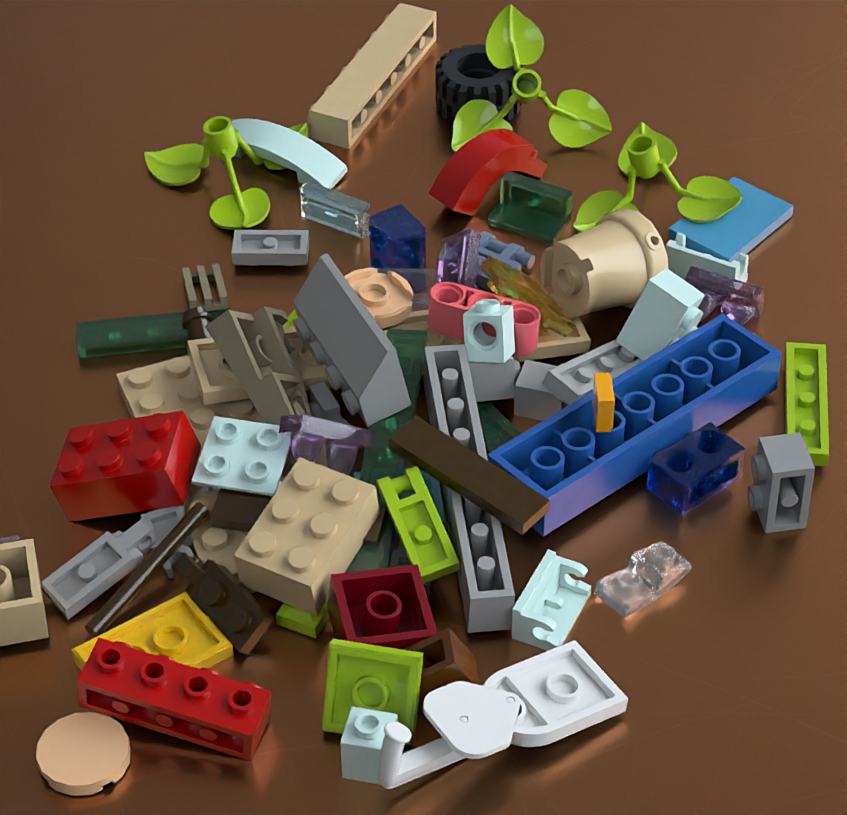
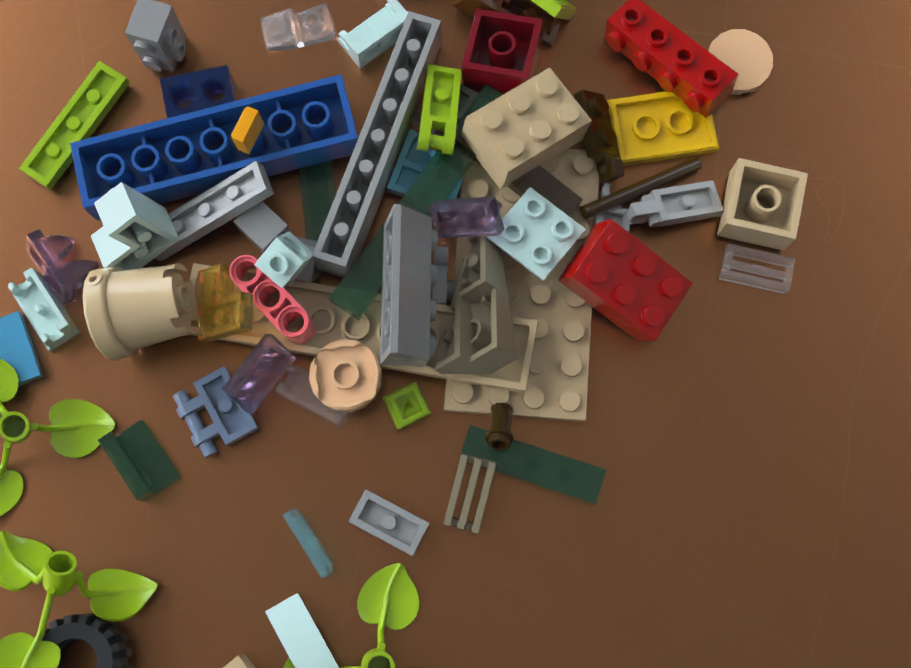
camera: 155 degrees left, 35 degrees up
(396, 240) = (292, 434): clear blue brick -> none
(469, 474) = (385, 117): dark brown tile -> none
(479, 165) = (150, 516): red arch -> none

